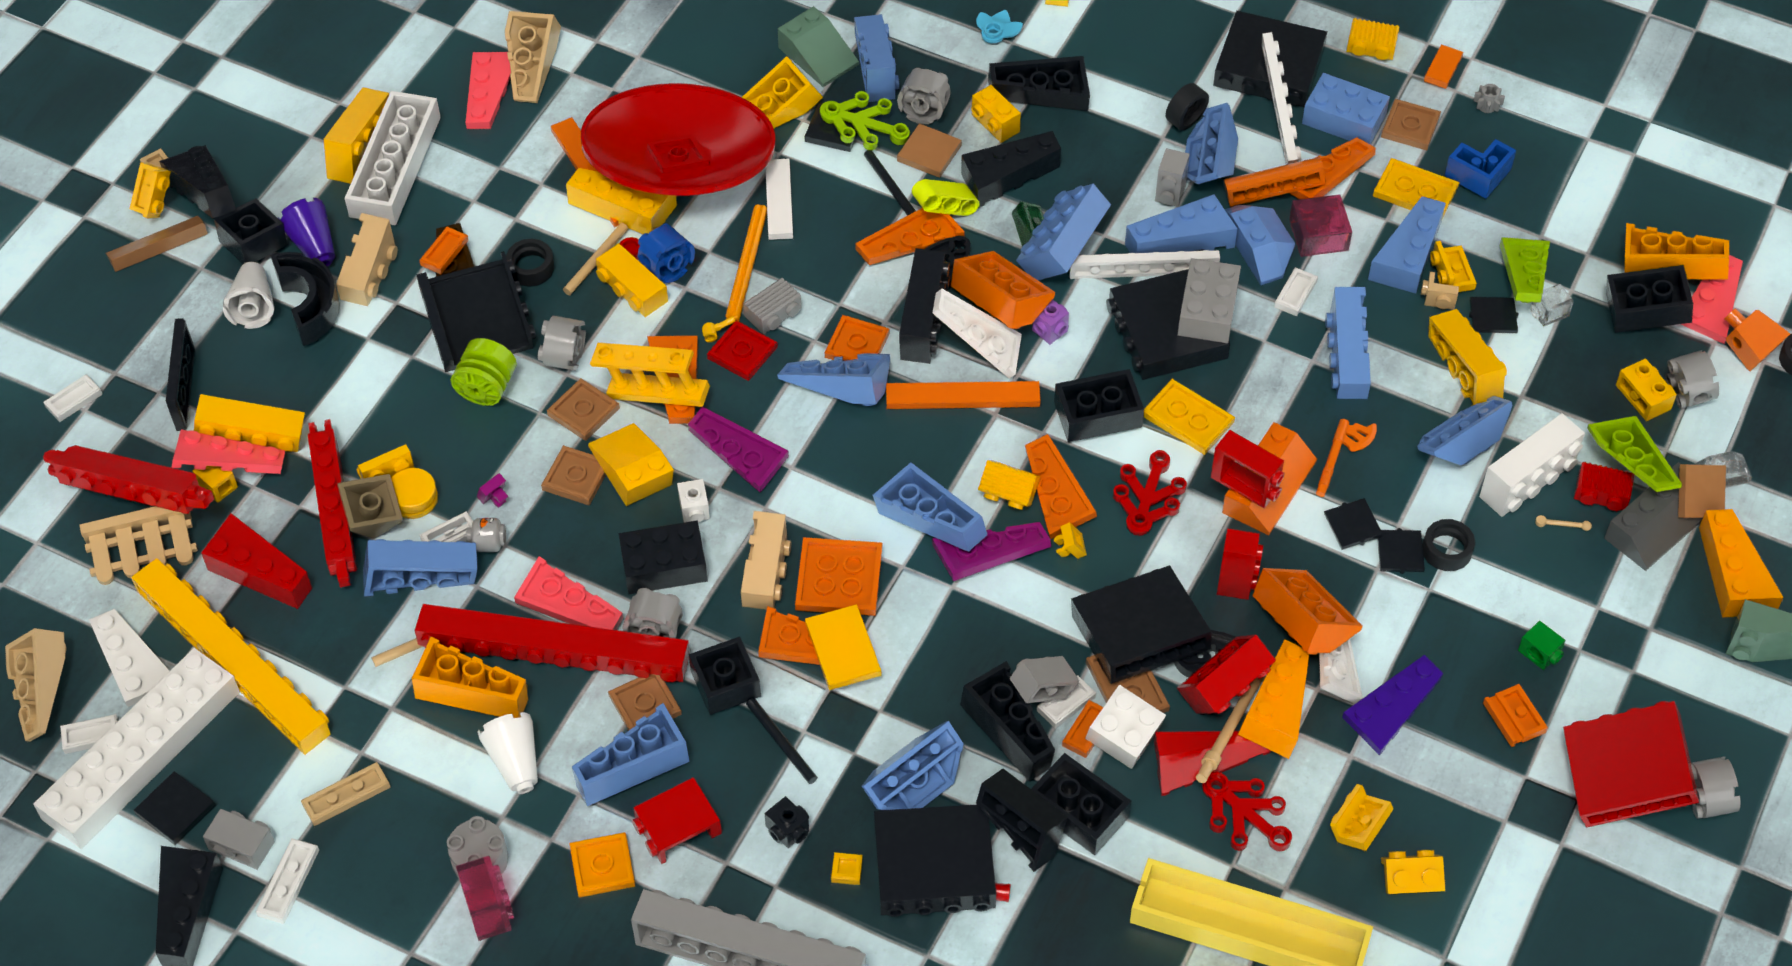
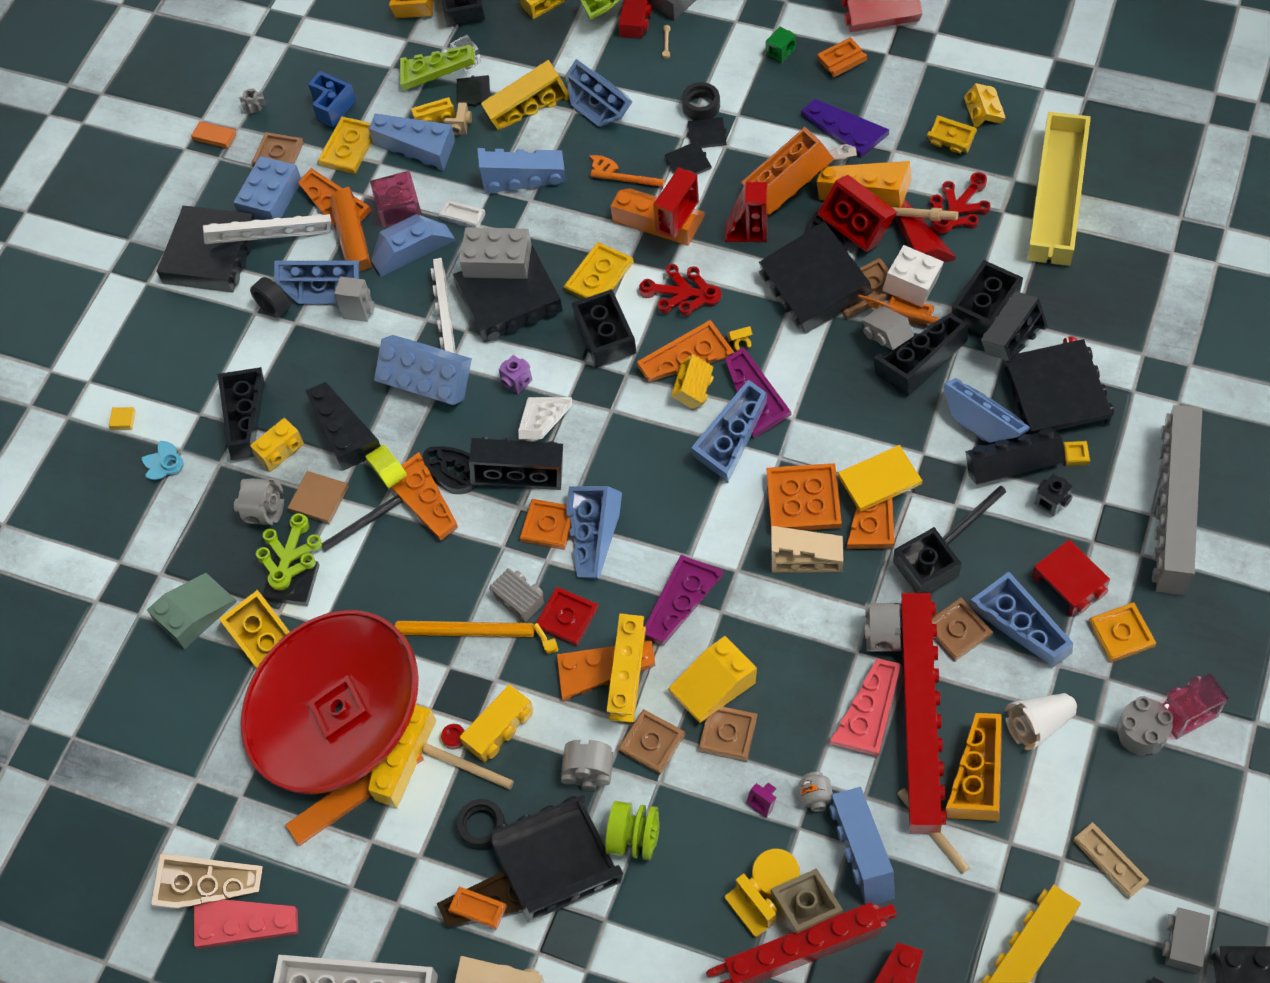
camera: 90 degrees left, 5 degrees up
(287, 881) = (1211, 889): white tile -> none
(450, 534) = (802, 834): white tile -> none
(663, 557) = (812, 635): black brick -> none
(665, 253) = (467, 693): blue brick -> none
(693, 500) = (747, 622): white brick -> none
(779, 199) = (402, 609): white tile -> none
(844, 797) = (1015, 456): none -> black brick
(876, 57) = (206, 552): medium blue wedge -> none
(963, 395) = (596, 431): orange tile -> none
(1001, 288) = (491, 404): orange slope -> none
(1026, 219) = (402, 408): clear green slope -> none
(1088, 694) = (908, 313): none -> orange piece
(1184, 228) = (405, 287): medium blue wedge -> none
(1372, 39) = (186, 180): yellow brick -> none
(1532, 465) = (627, 51): white brick -> none

